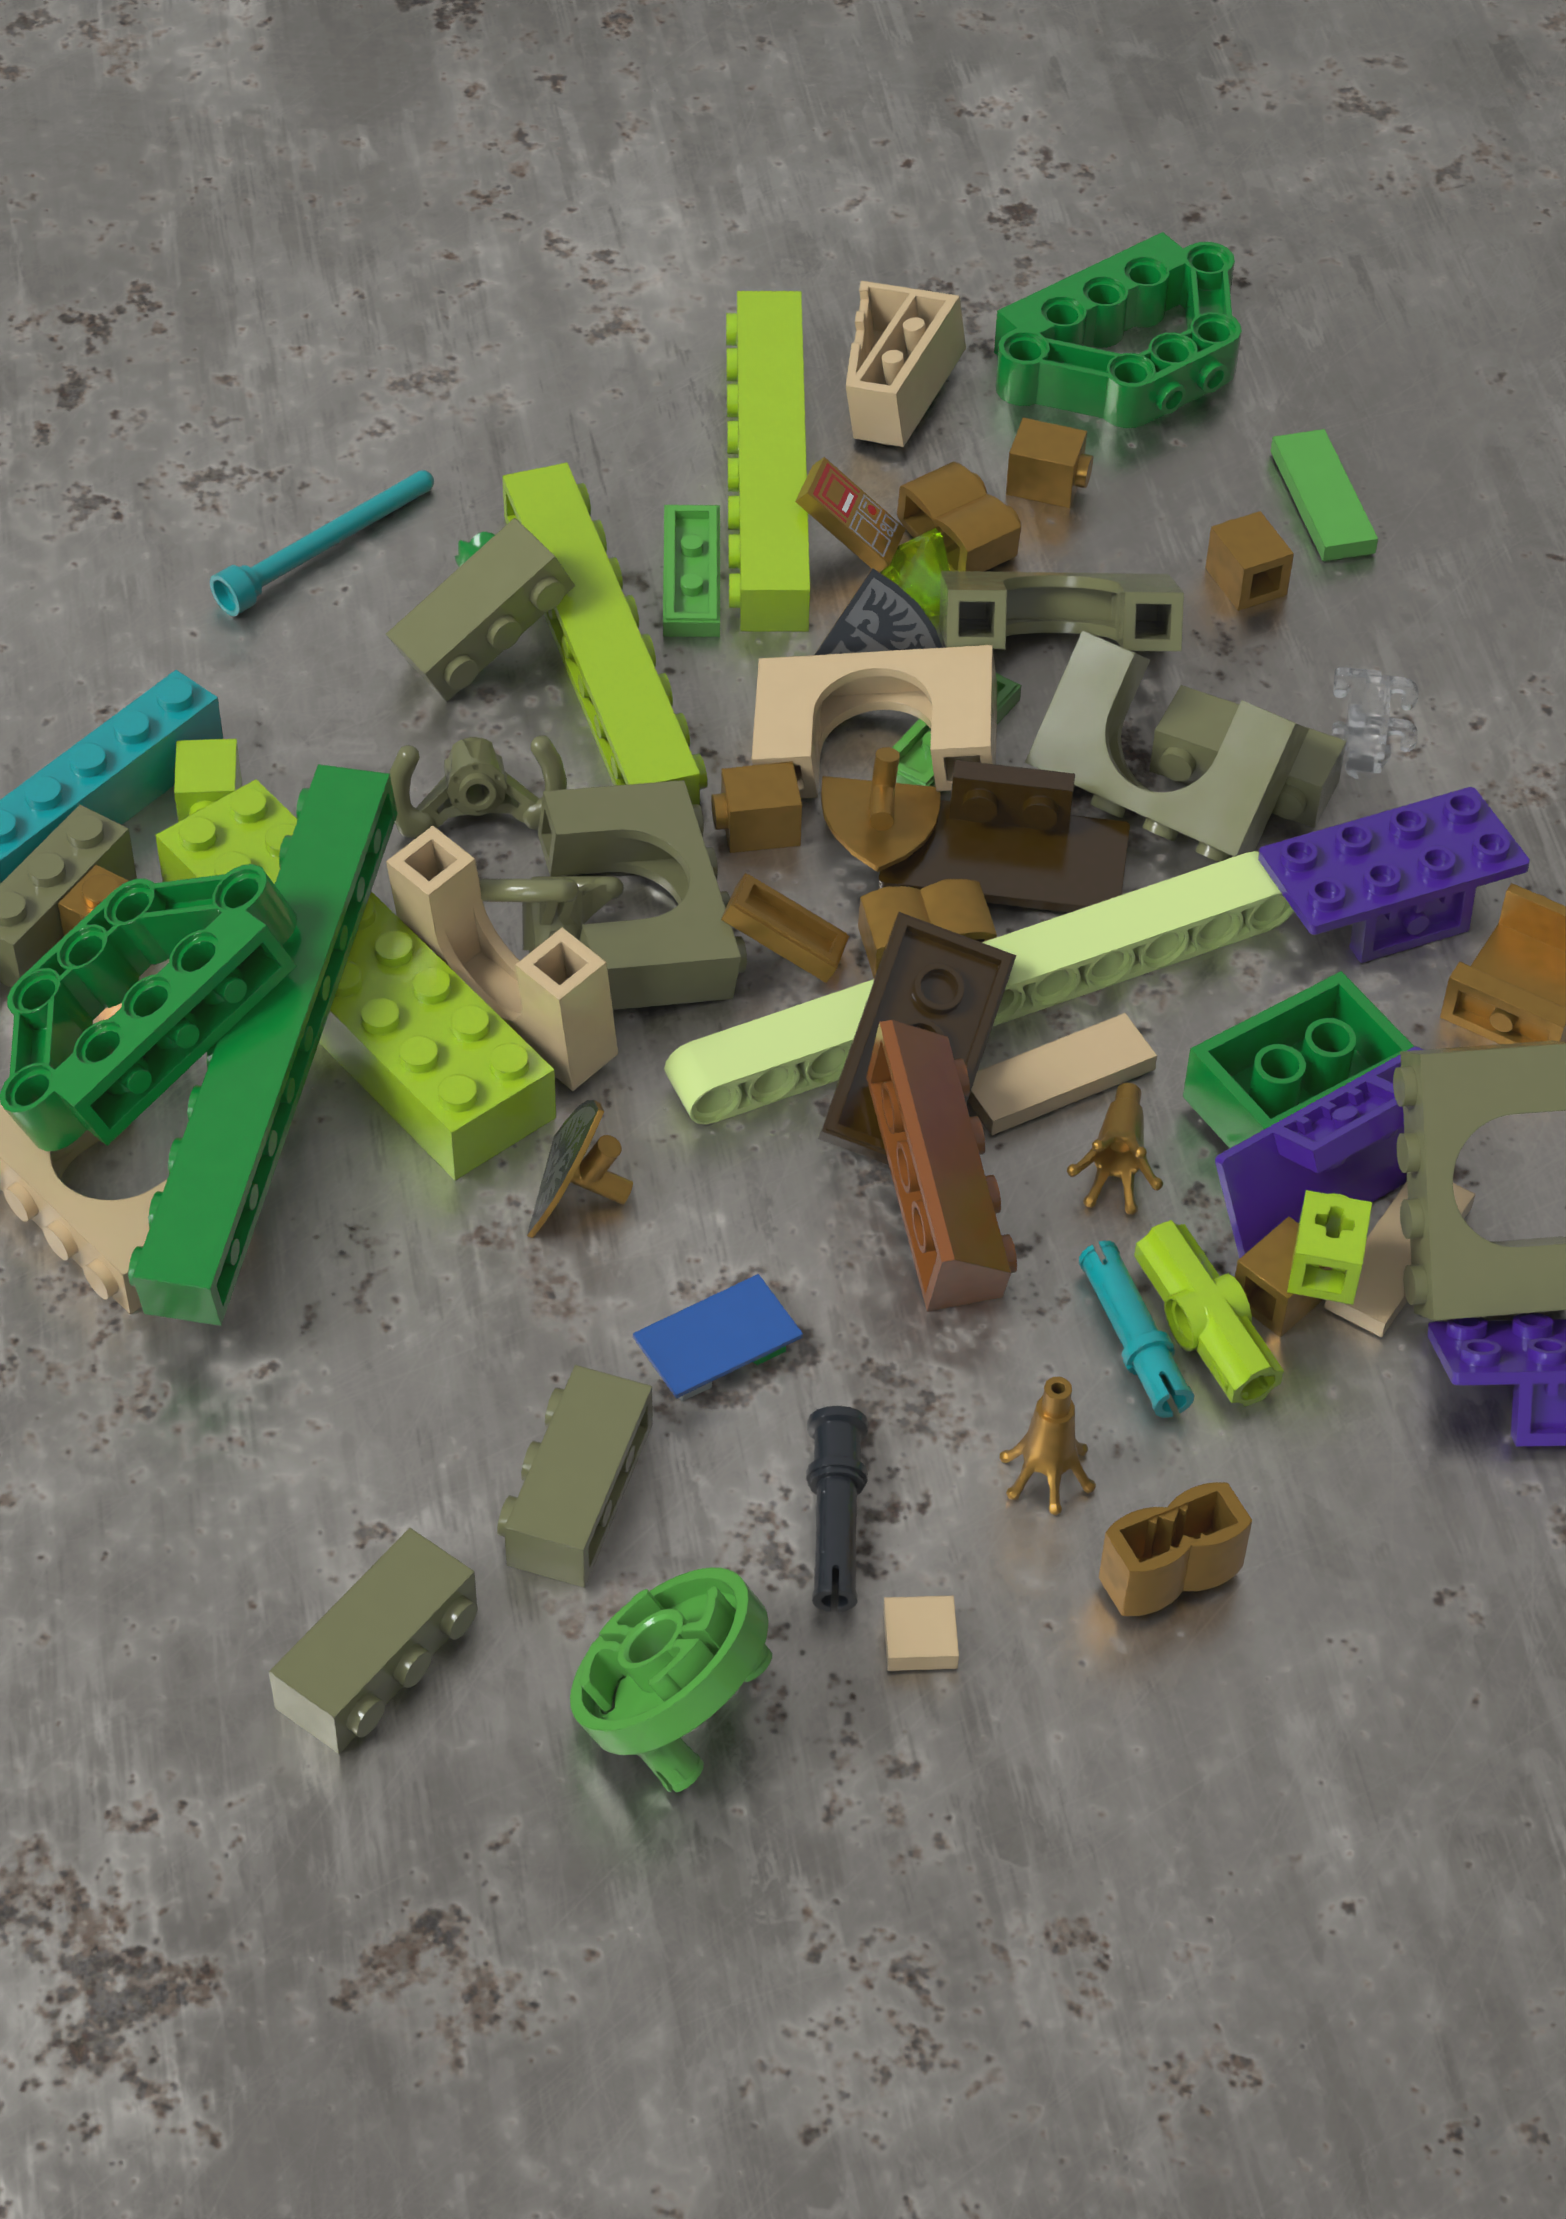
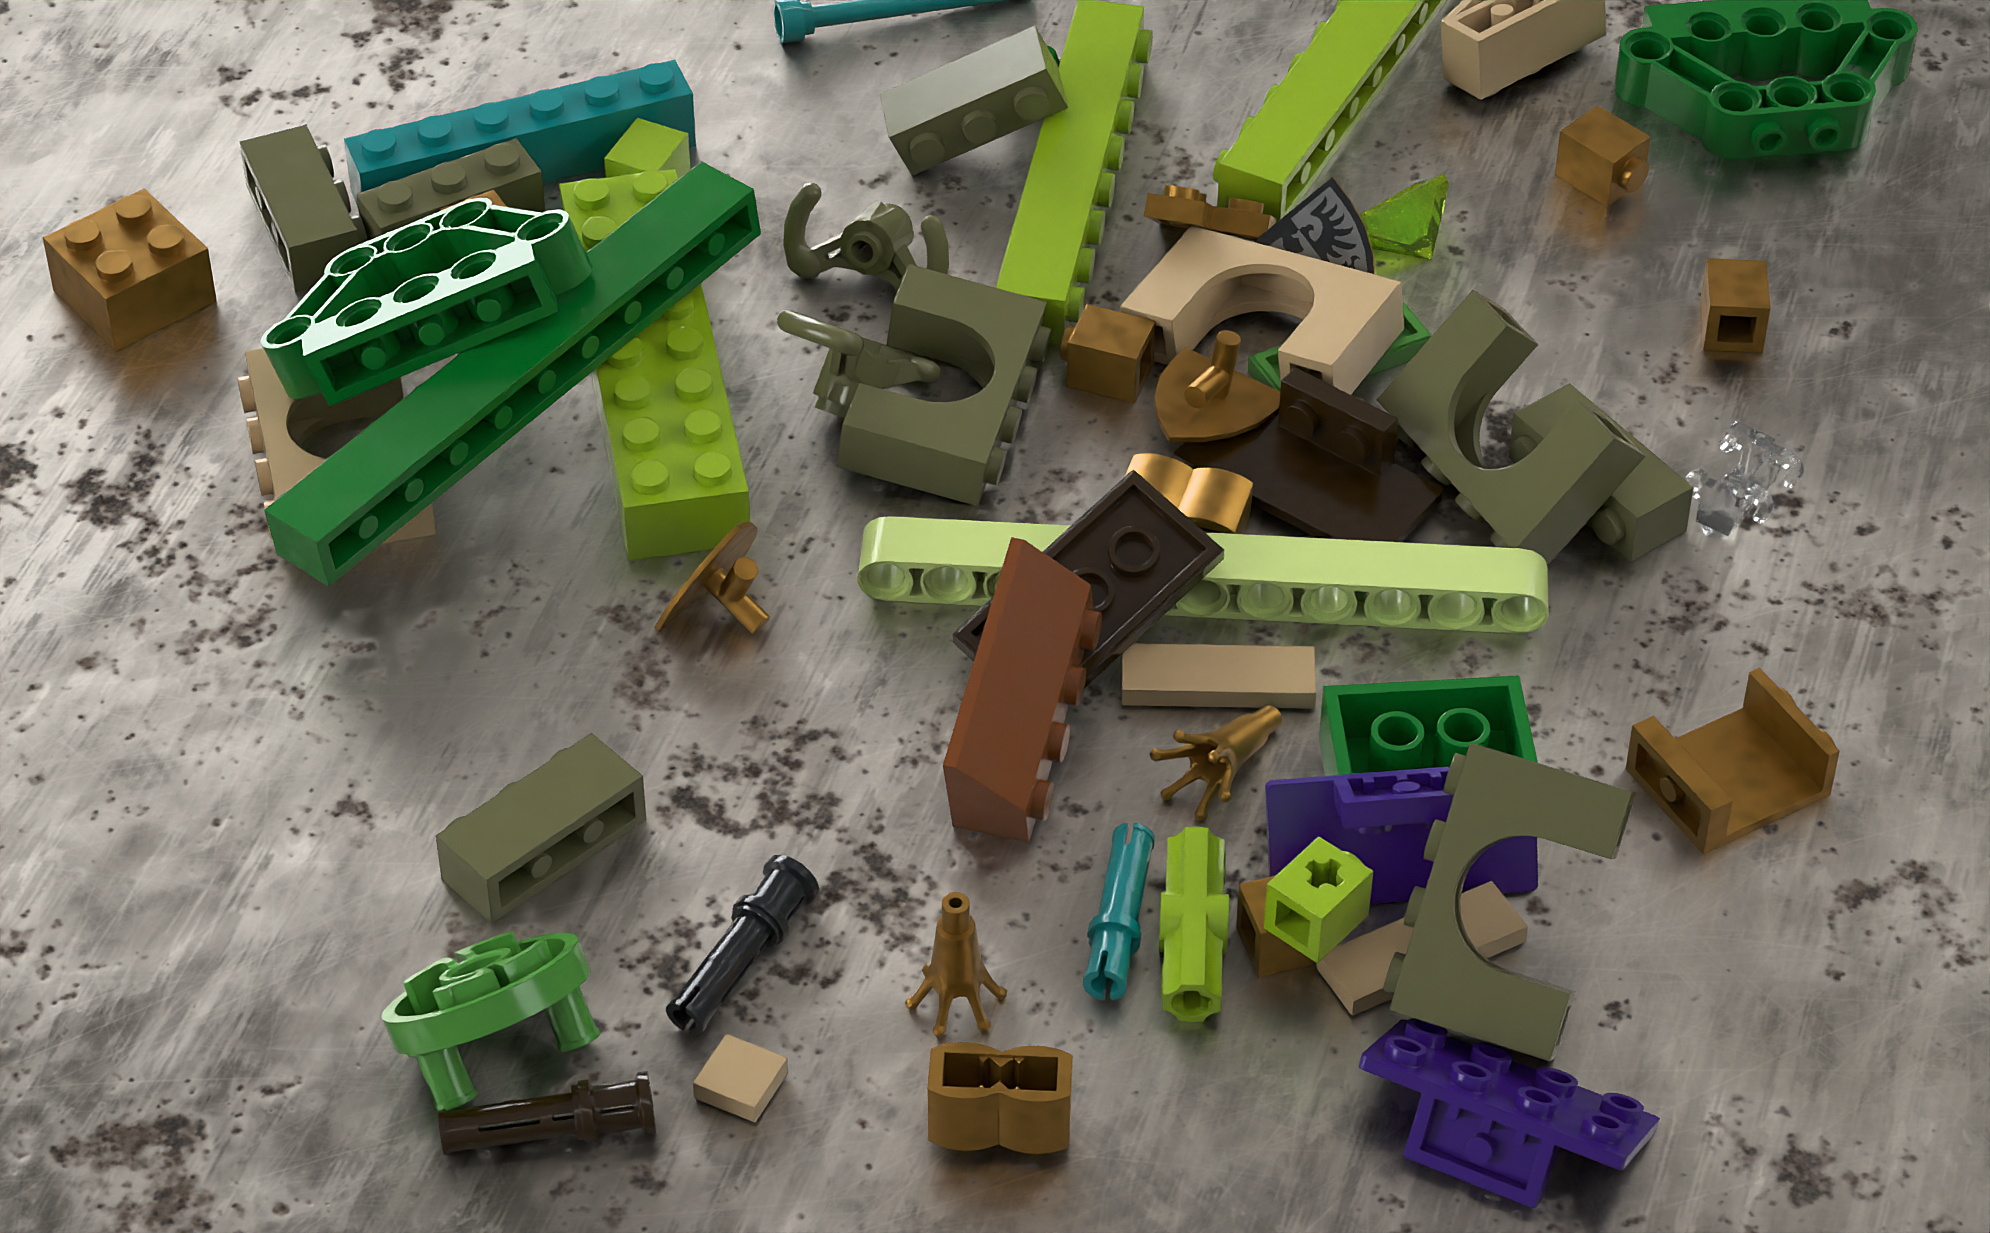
camera: 30 degrees right, 5 degrees down
(375, 1641) = (279, 884): olive brick -> none
(550, 997) = (770, 398): tan arch -> none
(691, 571) = (1209, 129): bright green tile -> none
(718, 1337) = (744, 767): blue piece -> none
(745, 643) = (1188, 208): none -> pearl gold plate
(785, 927) = (1050, 457): pearl gold tile -> none
(811, 1732) = (462, 1129): none -> dark brown pin
(850, 515) = (1374, 137): pearl gold tile -> none
(974, 524) = (1483, 177): pearl gold brick -> none
(1130, 608) = (1560, 297): olive arch -> none
(1324, 495) = (1862, 276): bright green tile -> none
(1396, 873) = (1656, 621): dark purple bracket -> none

